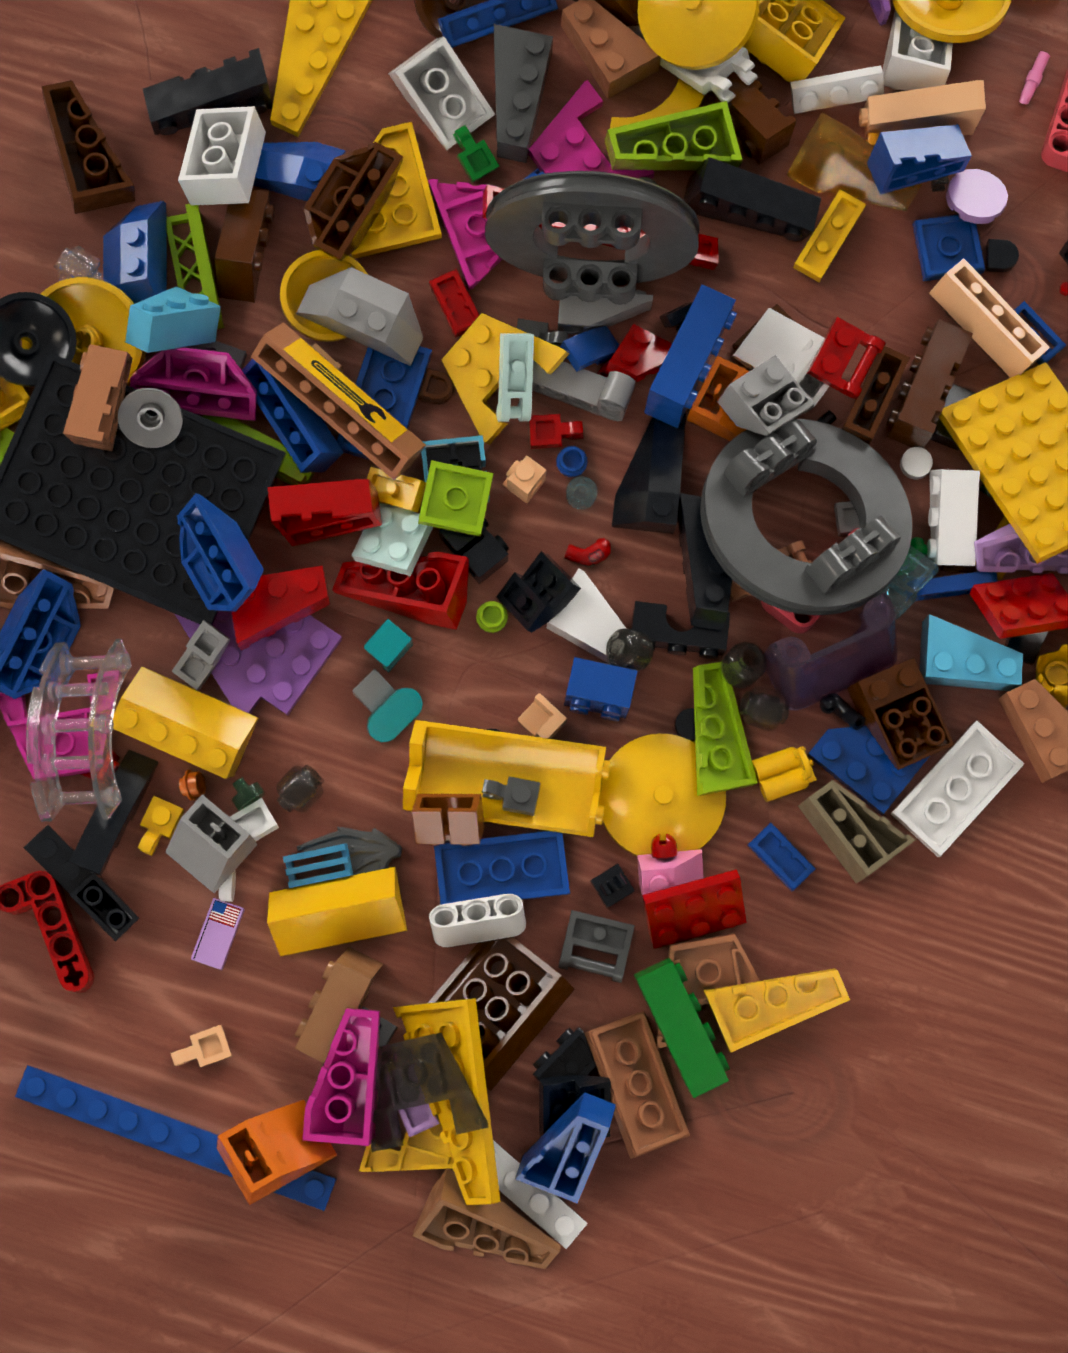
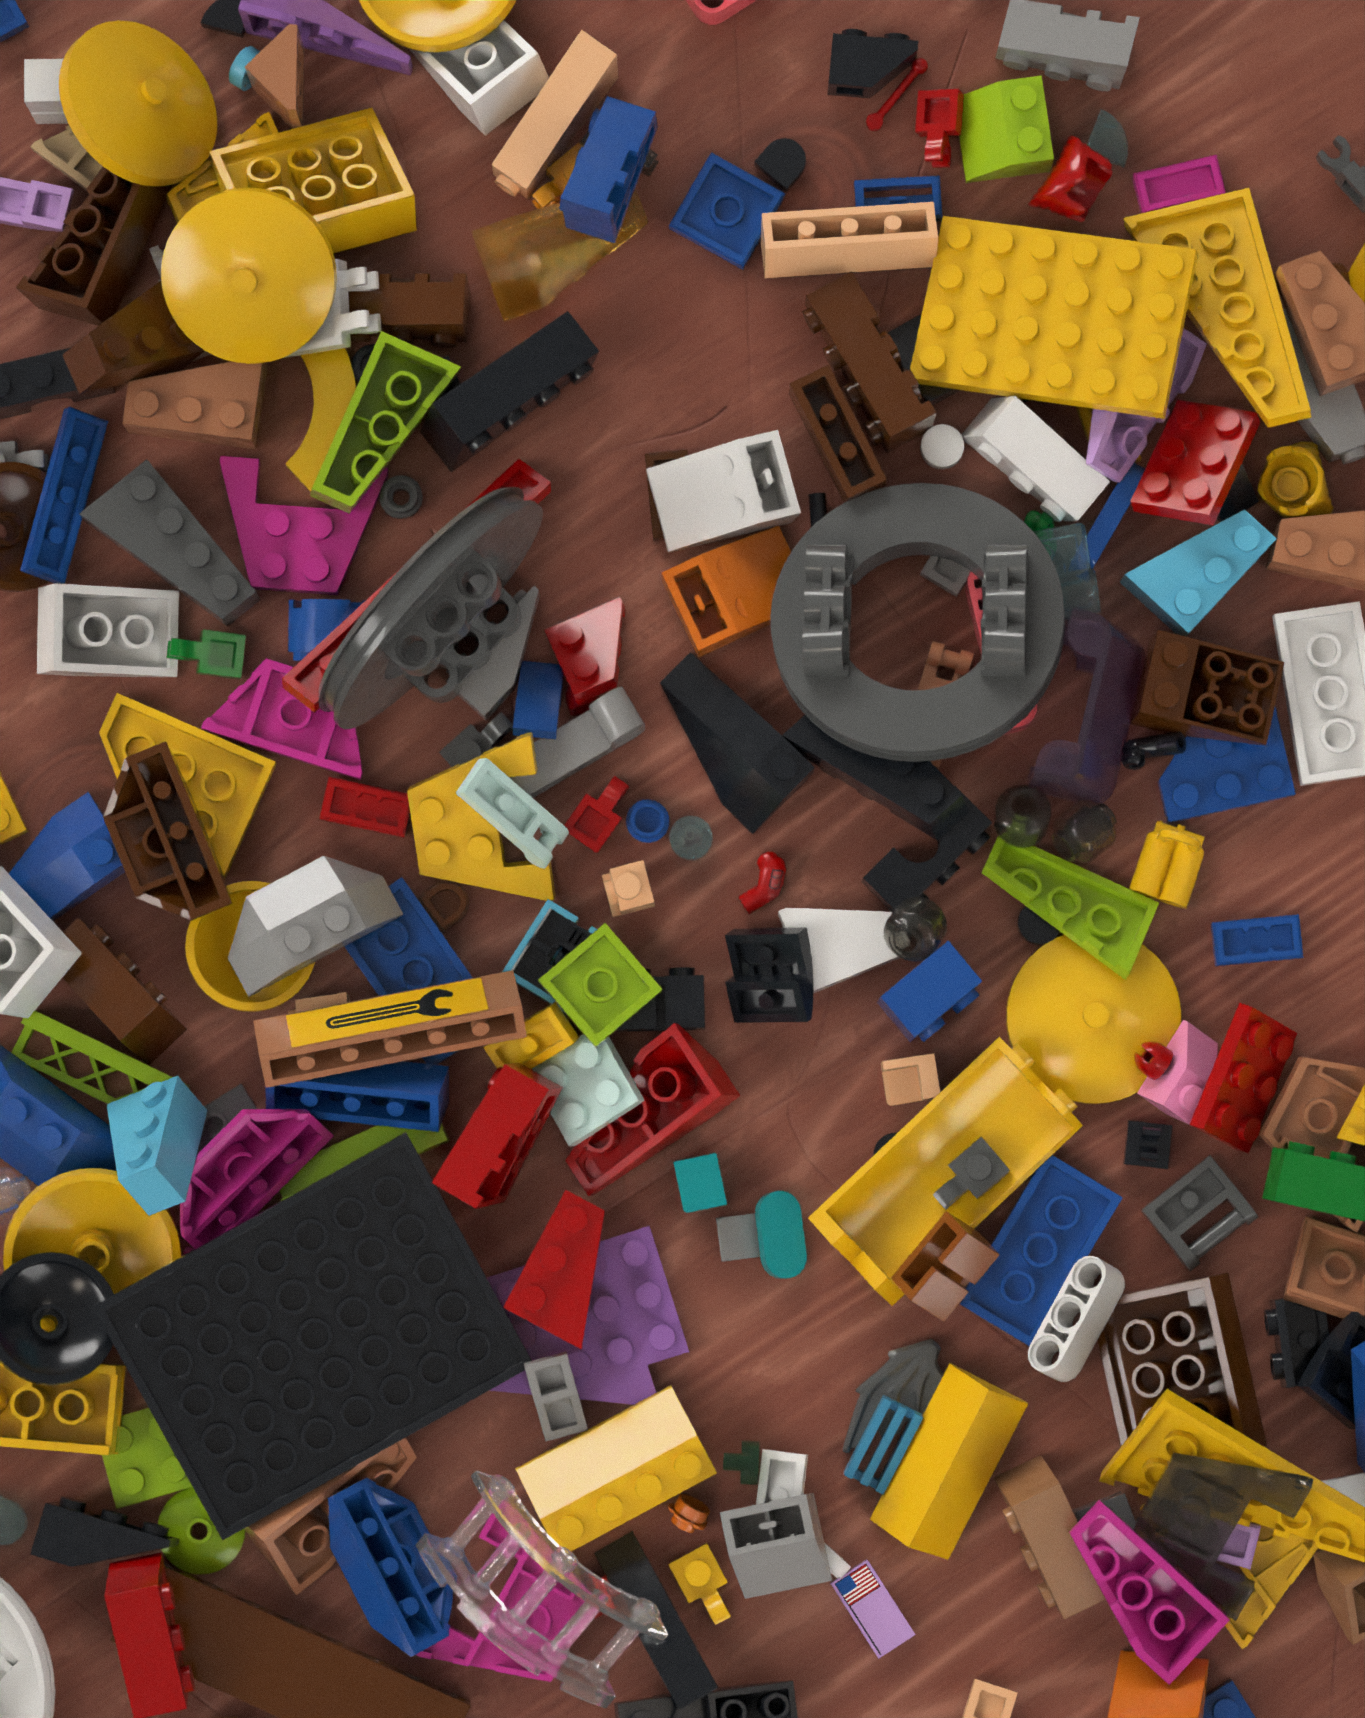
camera: 45 degrees left, 5 degrees up
(98, 397) = (192, 1294): nougat wedge -> none
(146, 429) = (270, 1260): light grey dish -> none
(217, 556) = (474, 1298): blue wedge -> none
(299, 788) = (784, 1400): clear smoke head -> none
(492, 616) = (753, 1044): lime plate -> none
(676, 316) = (578, 574): black tile -> none
(689, 356) = (639, 600): blue wedge -> none
(765, 398) = (759, 563): light grey slope -> none
(829, 236) = (613, 333): yellow plate -> none
(836, 89) = (454, 189): white plate -> none
(836, 353) = (762, 441): red plate -> none
(853, 831) = (1291, 843): dark tan wedge -> none
(976, 196) = (696, 134): lavender tile -> none

